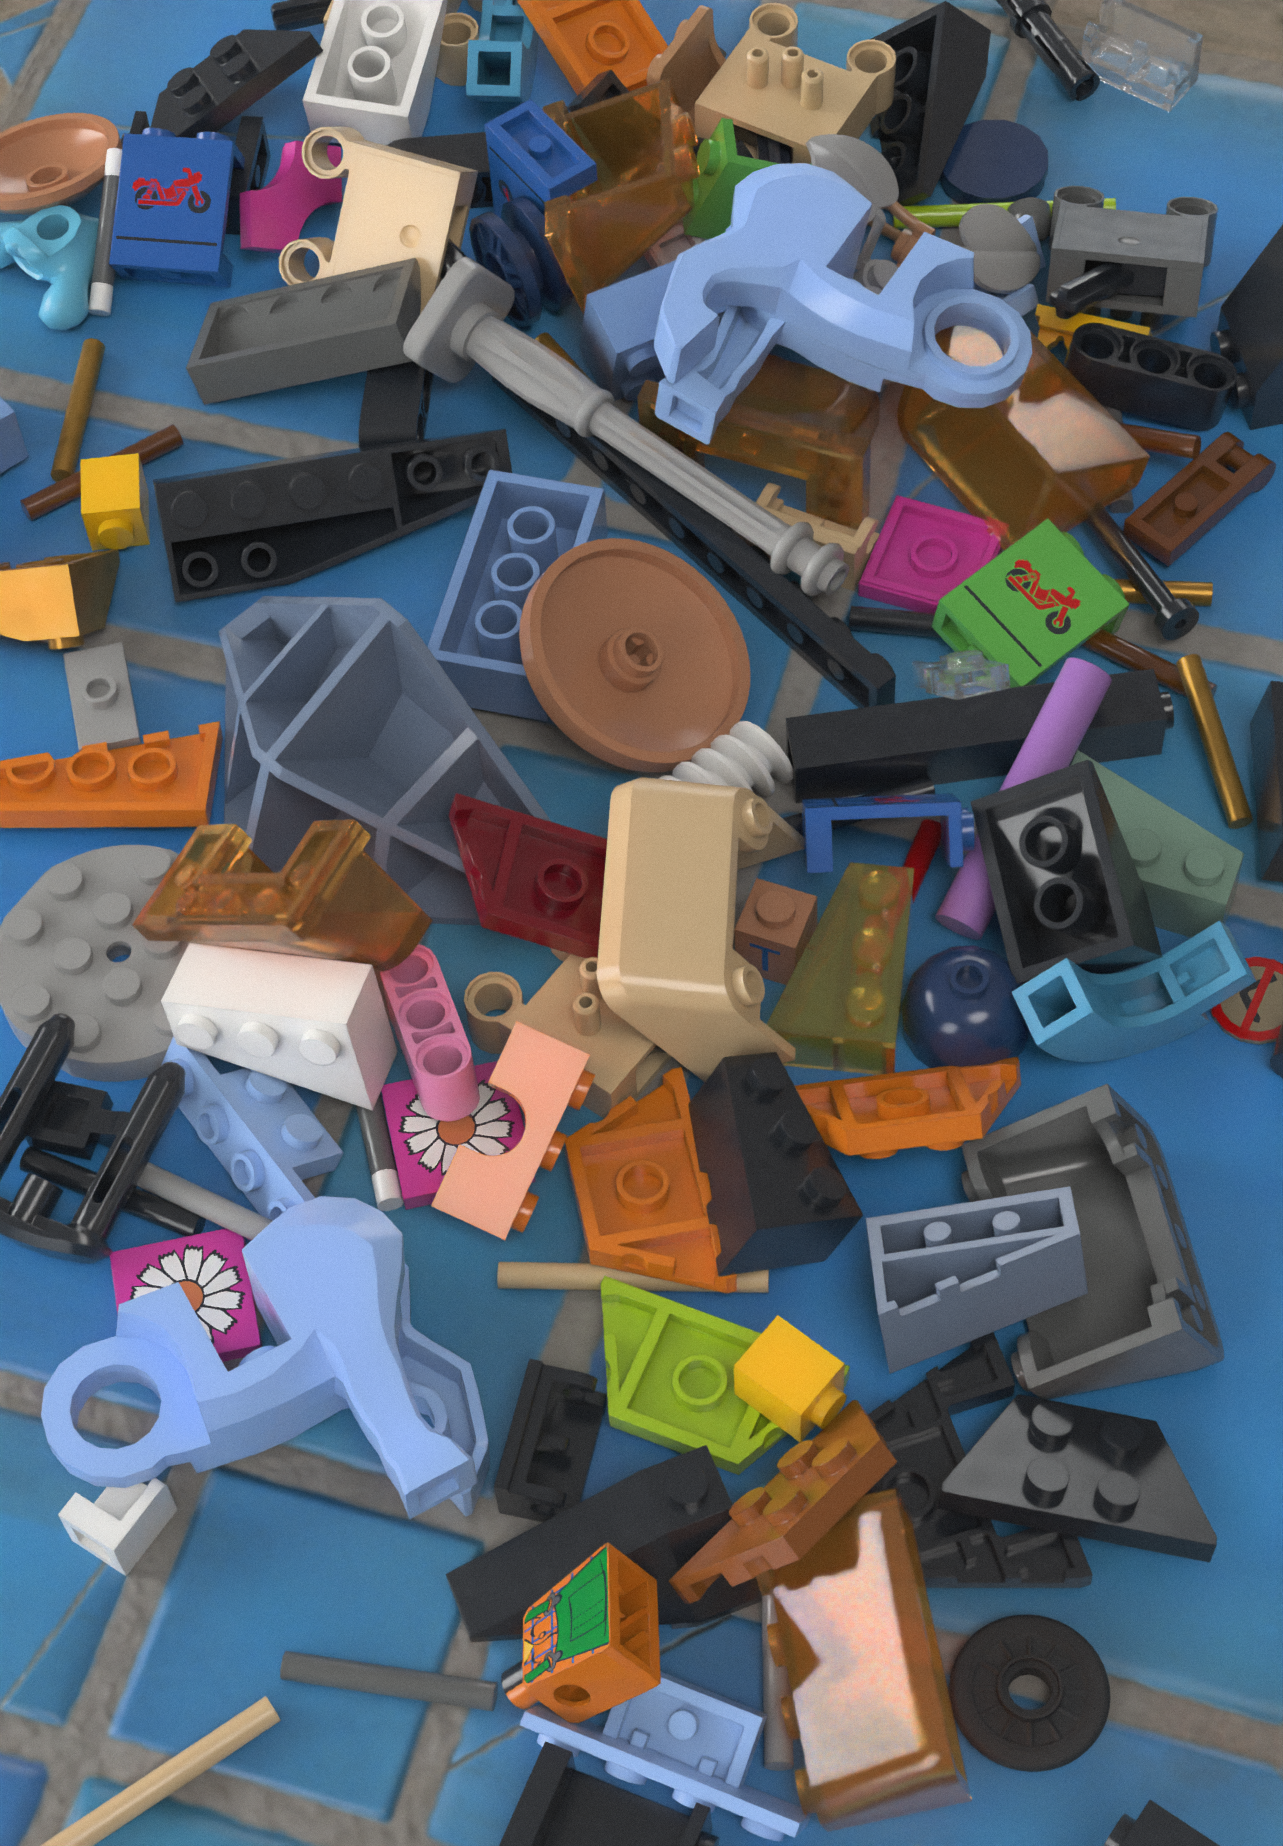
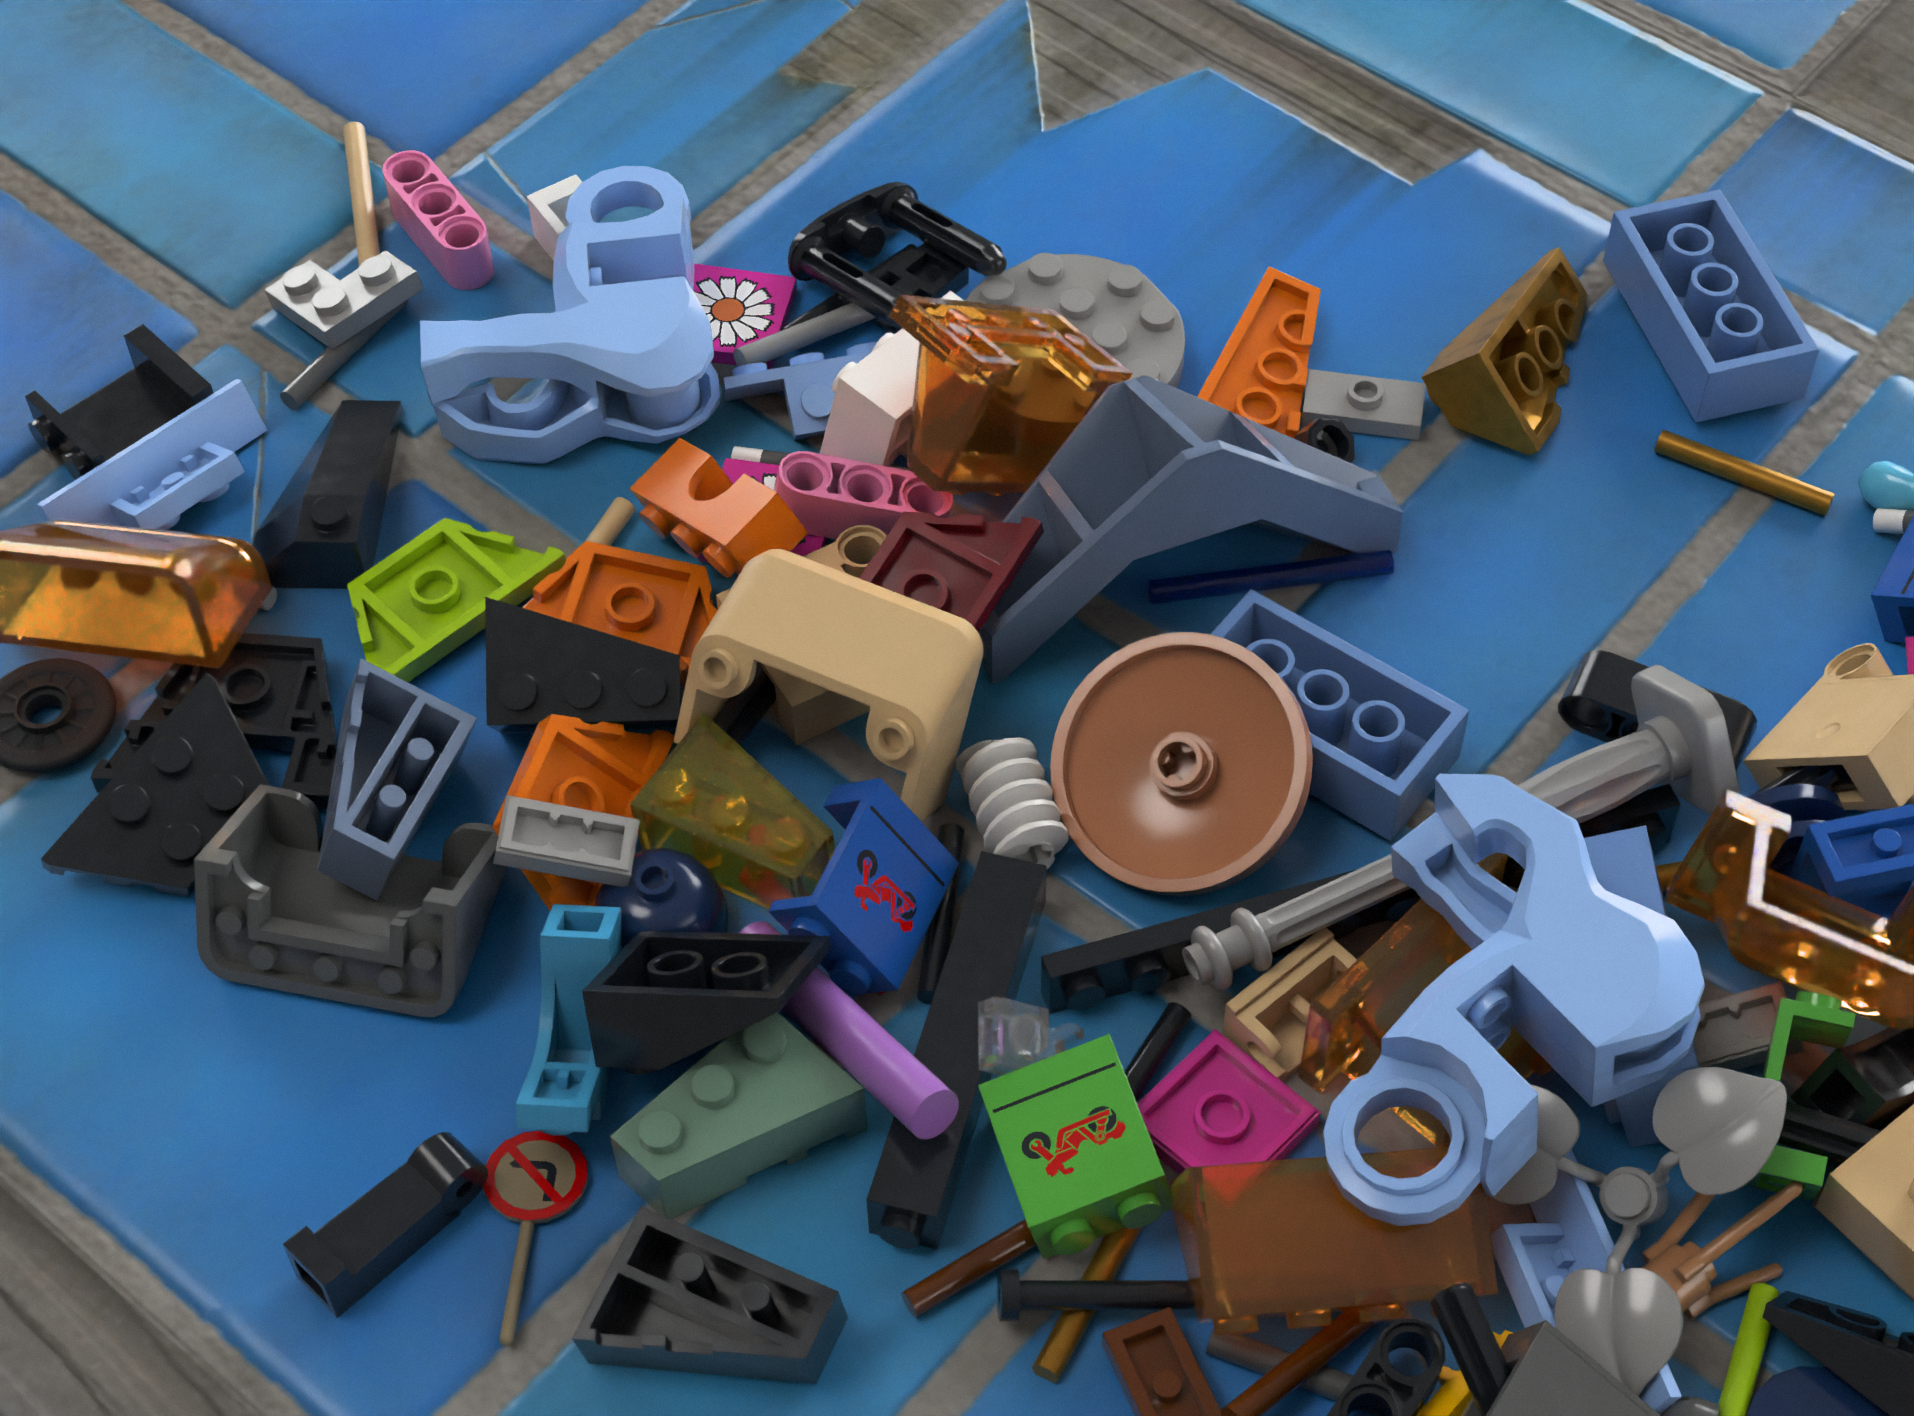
camera: 110 degrees right, 5 degrees down
(70, 487) = (1652, 472): reddish brown bar -> none
(115, 502) = (1592, 457): yellow brick -> none
(159, 1699) = (438, 220): none -> bright pink beam
(181, 703) = (1328, 436): none -> black tile
(306, 332) = (1761, 642): dark grey slope -> none
(313, 511) = (1518, 592): black wedge -> none
(346, 1707) = (341, 308): none -> light grey plate
(549, 1442) = (451, 478): black hinge -> none
(589, 1640) = (258, 431): orange torso -> none
(775, 929) = (814, 770): nougat brick -> none
(790, 1379) = (374, 618): yellow brick -> none
(796, 1508) = (254, 568): dark orange wing -> none
(976, 1054) = (566, 841): none -> light grey plate
(1214, 741) = (856, 1267): pearl gold bar -> none

